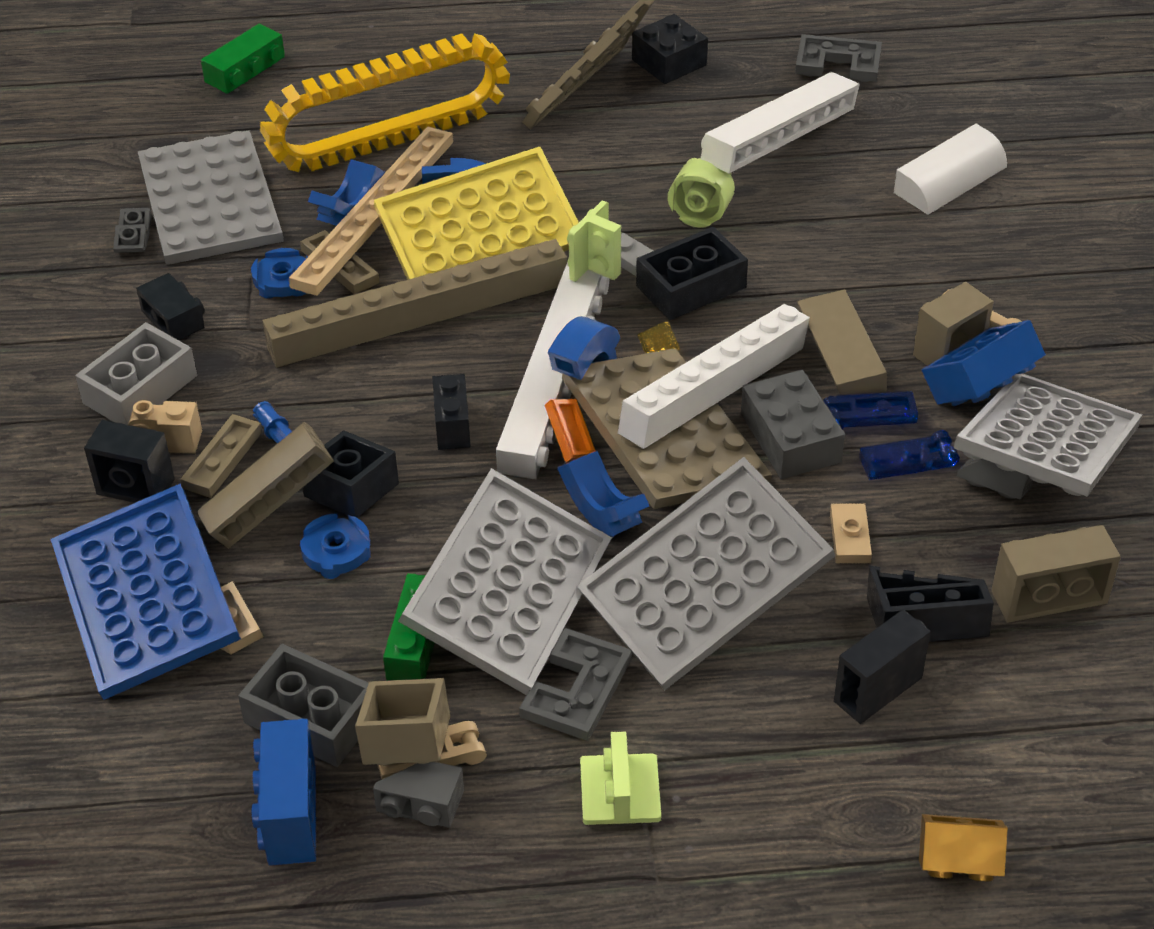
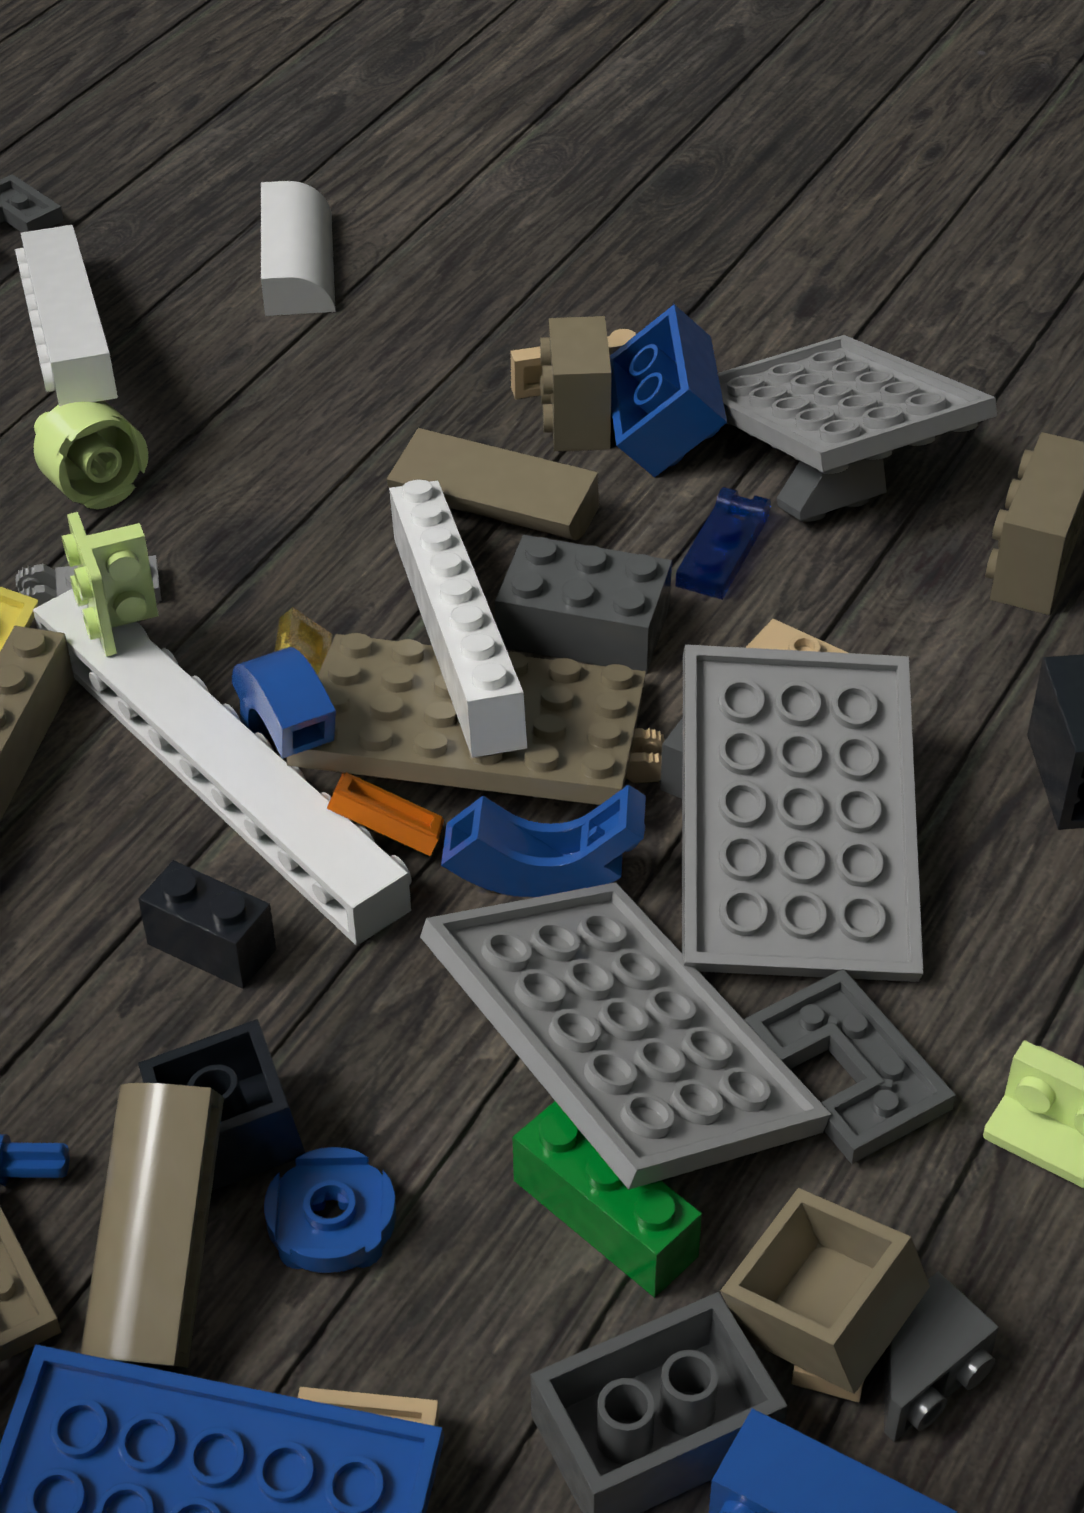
camera: 55 degrees left, 0 degrees up
(691, 273) = (222, 543): black brick -> none
(873, 409) = (630, 517): clear blue plate -> none
(946, 605) = (995, 662): black wedge -> none

